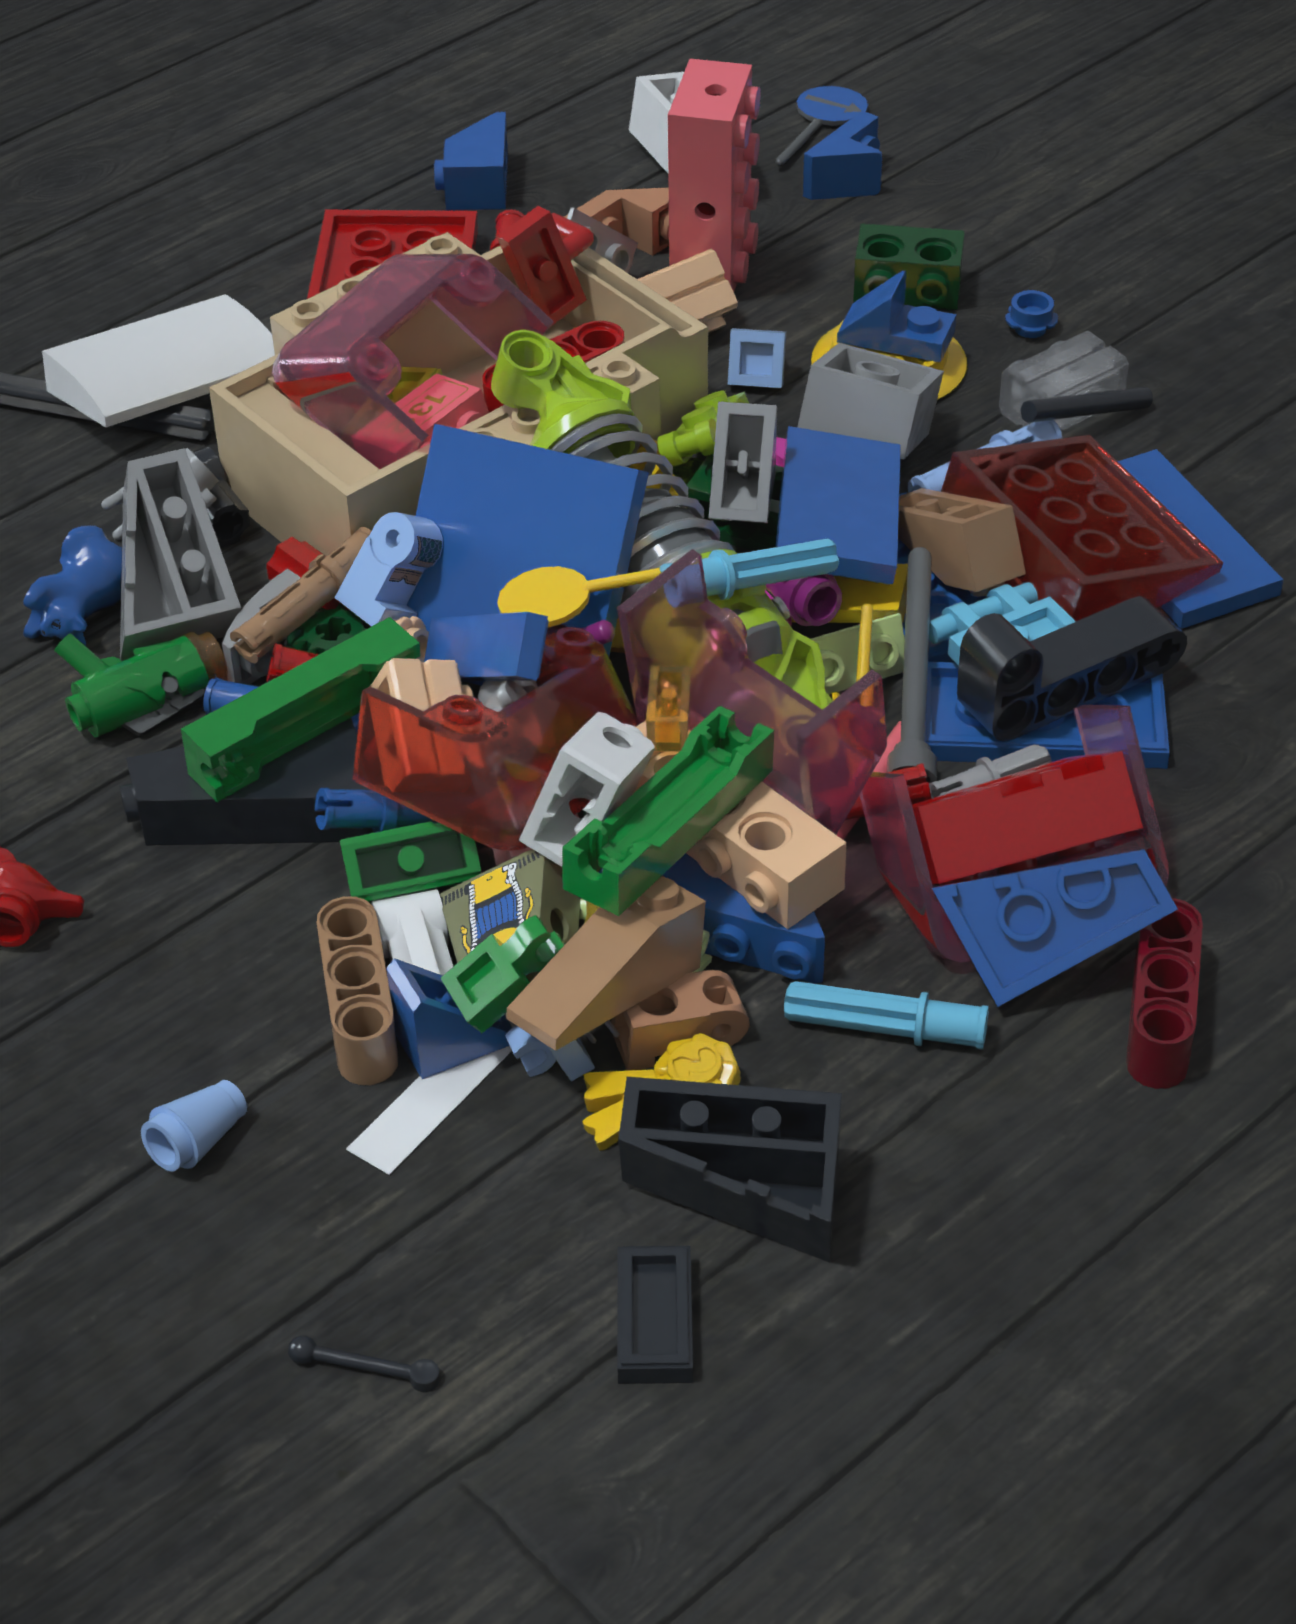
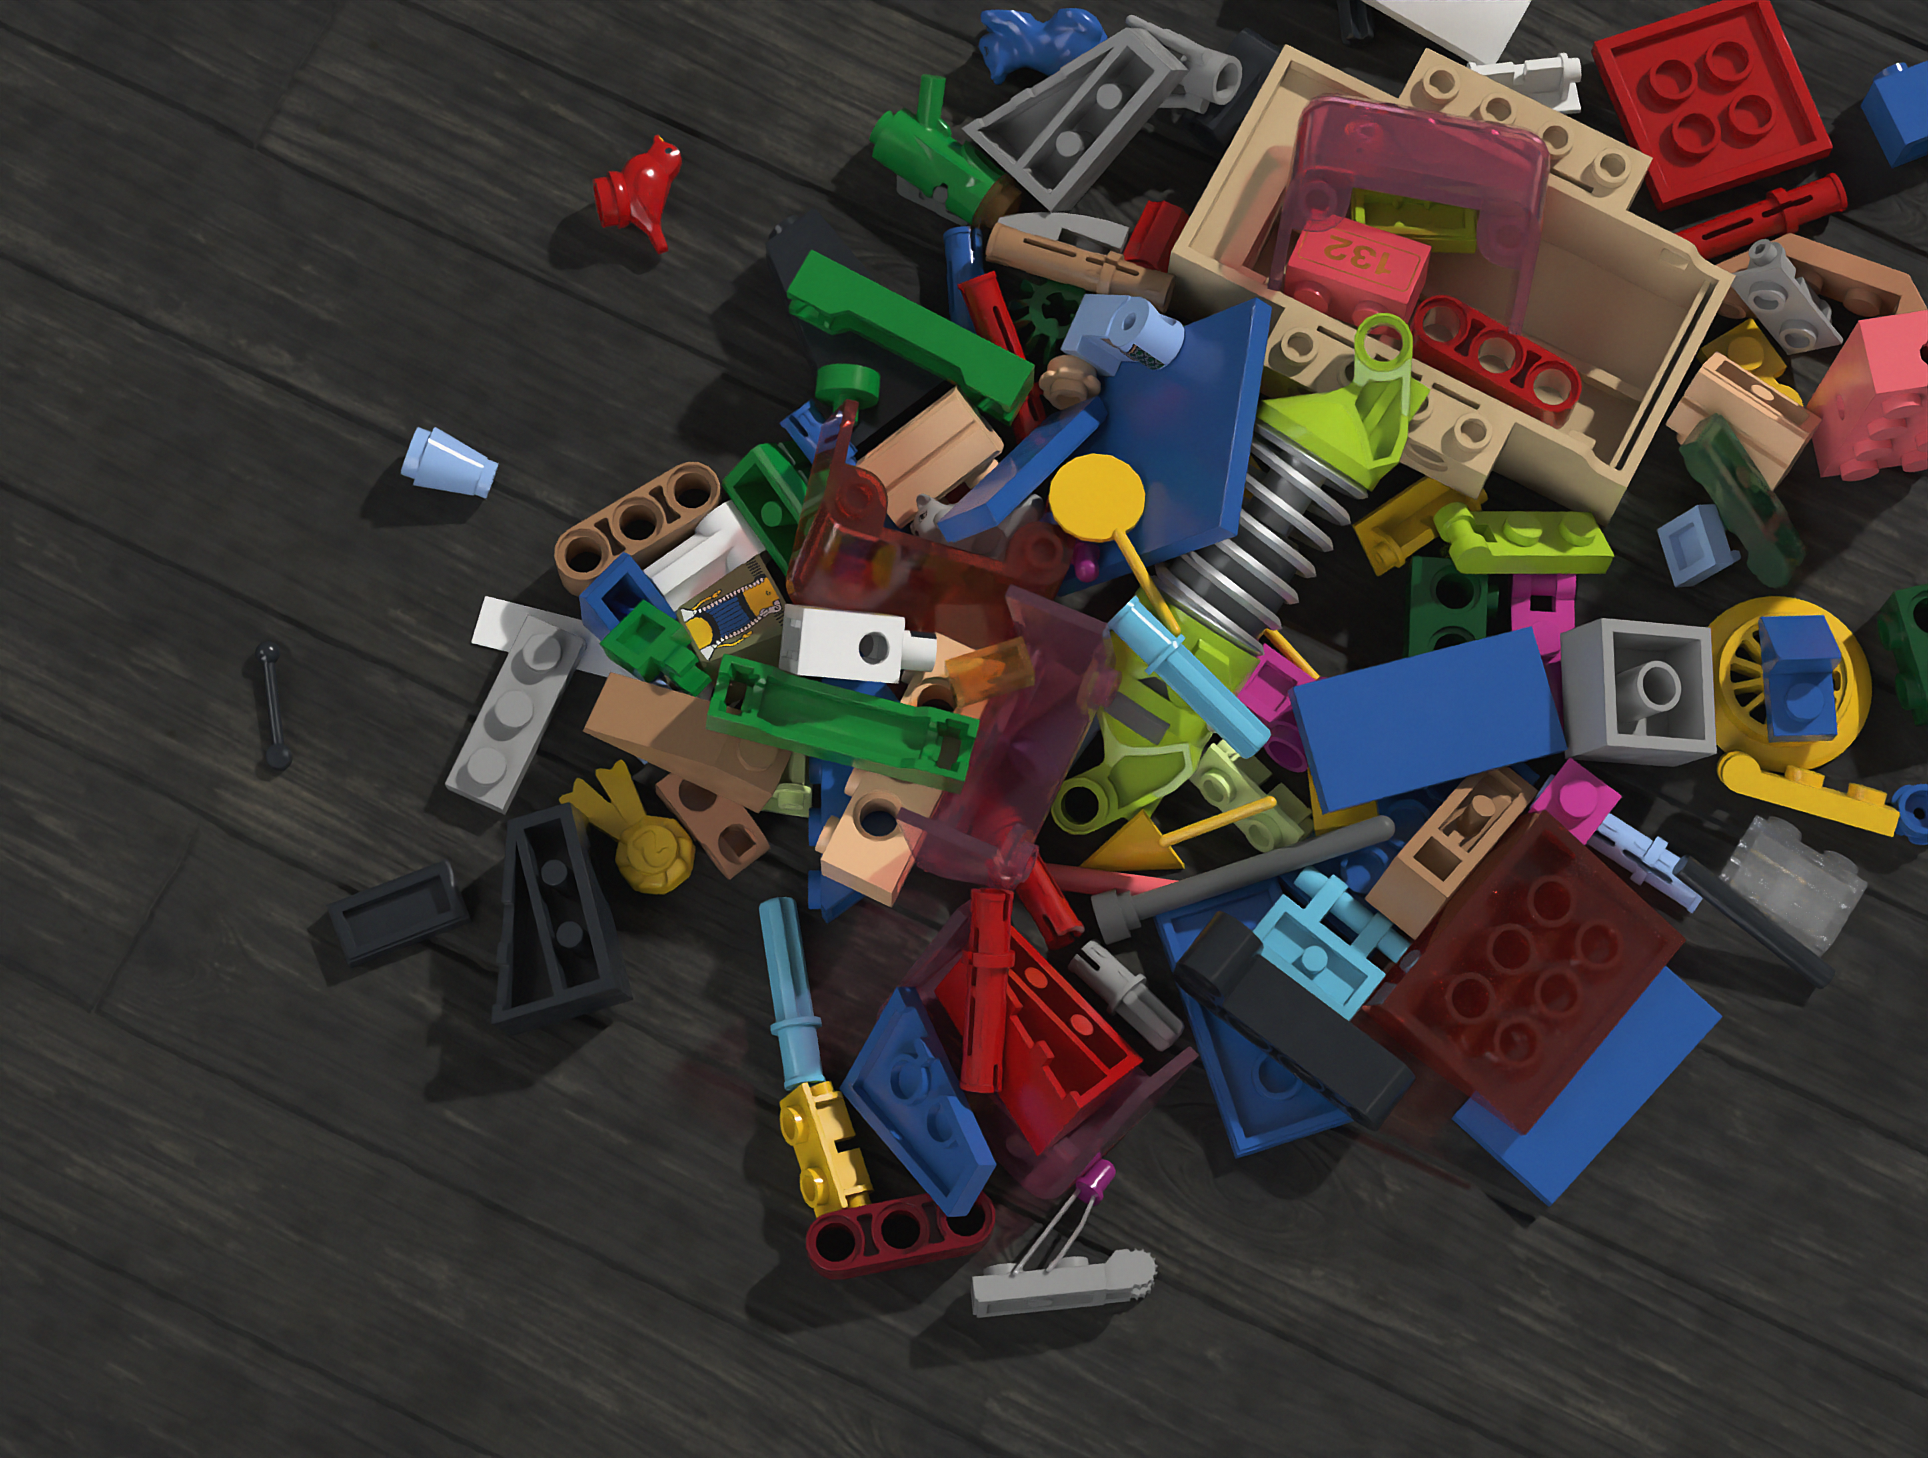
camera: 65 degrees right, 30 degrees up
(324, 761) = (847, 381): none -> green tile
(491, 1151) = (516, 714): none -> light grey plate
(540, 259) = (1648, 282): red plate -> none
(743, 462) = (1426, 608): light grey slope -> none
(744, 310) = (1744, 500): none -> clear green hinge
(932, 455) = (1577, 800): none -> dark pink plate
(989, 357) = (1804, 792): none -> yellow plate
(1043, 838) = (988, 967): none -> red pin
(1059, 1034) = (812, 1123): none -> yellow hinge
(1175, 855) = (1090, 1191): none -> piece
(1254, 892) = (1068, 1285): none -> light grey hinge

